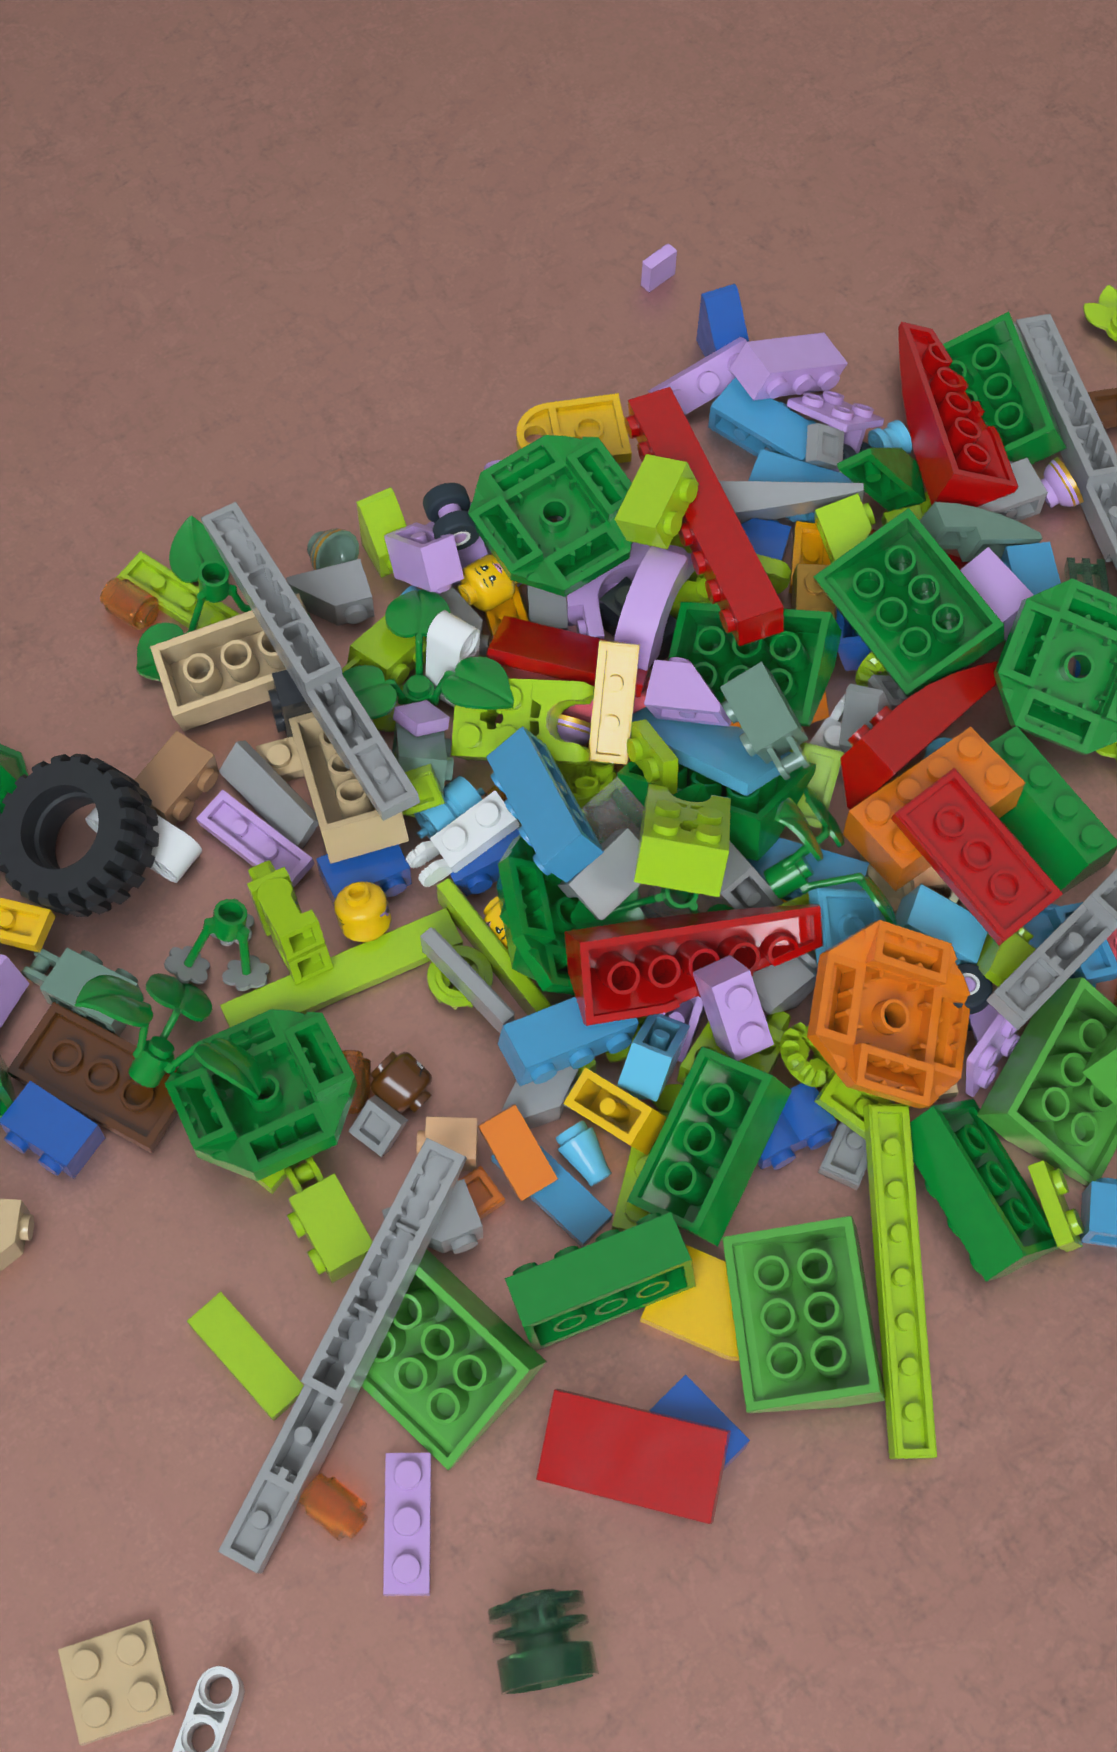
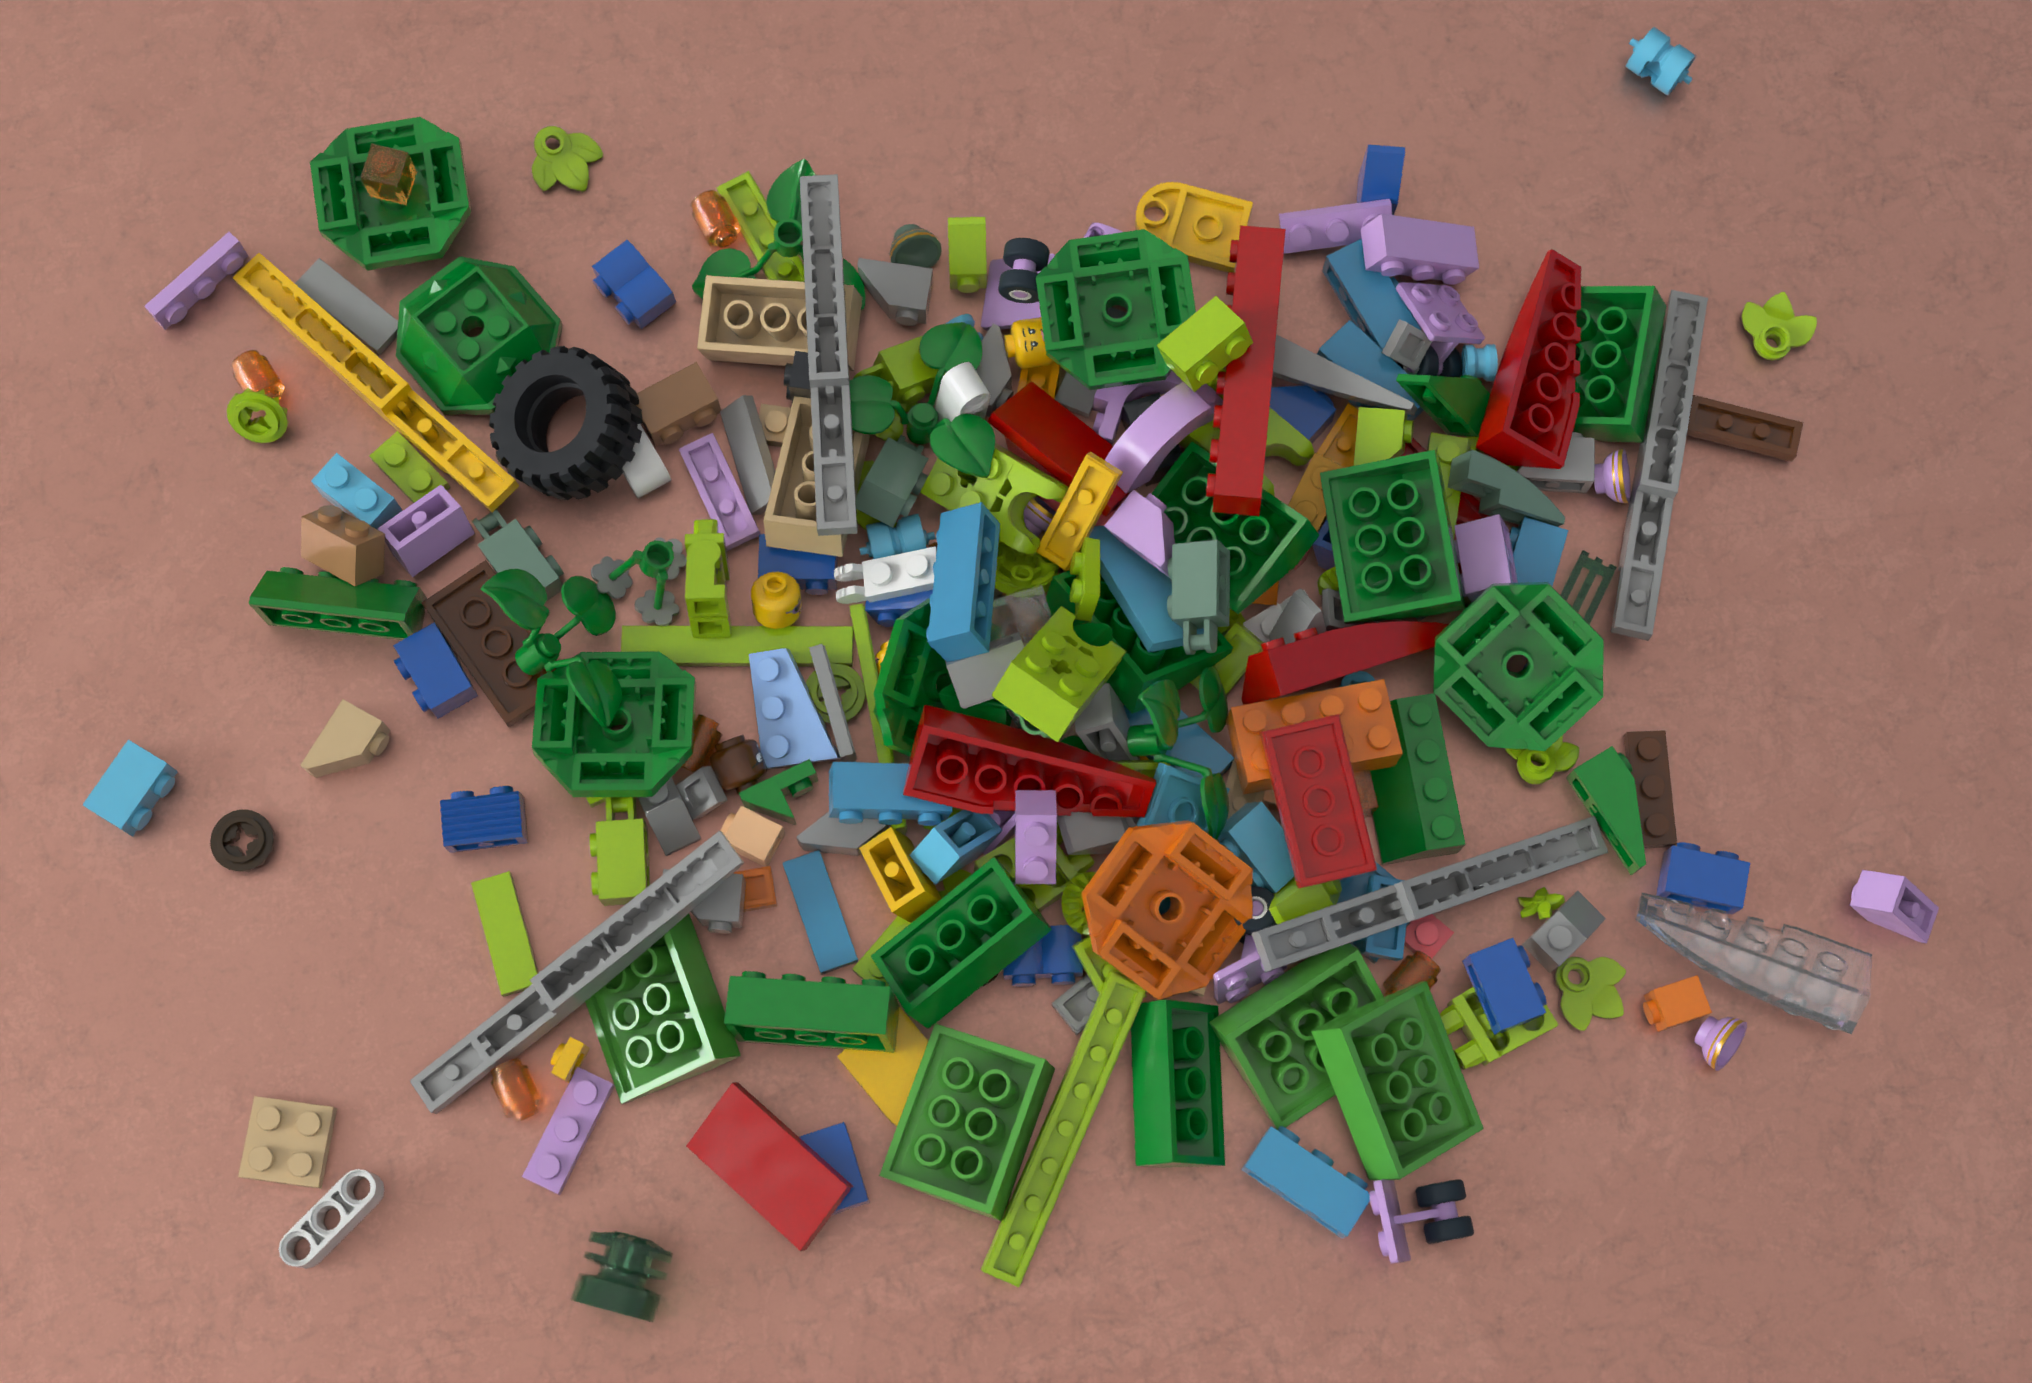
camera: 25 degrees right, 10 degrees up
(79, 692) = (633, 285): none -> blue brick
(170, 1252) = (483, 820): none -> blue brick
(357, 1166) = (670, 819): none -> light grey slope
(373, 1449) = (568, 1058): none -> yellow plate
(421, 718) = (908, 447): lavender tile -> none
(423, 559) = (981, 301): lavender brick -> none
(424, 1014) = (785, 713): none -> light blue wing
(428, 788) = (874, 514): lime tile -> none
(449, 1095) = (770, 794): none -> green slope
(517, 1152) = (801, 871): orange tile -> none
(584, 1152) = (860, 896): medium azure cone -> none
(658, 267) = (1357, 89): lavender tile -> none
(903, 146) = (1660, 61): none -> medium azure wheel
(1051, 1187) = (1230, 1144): lime plate -> none

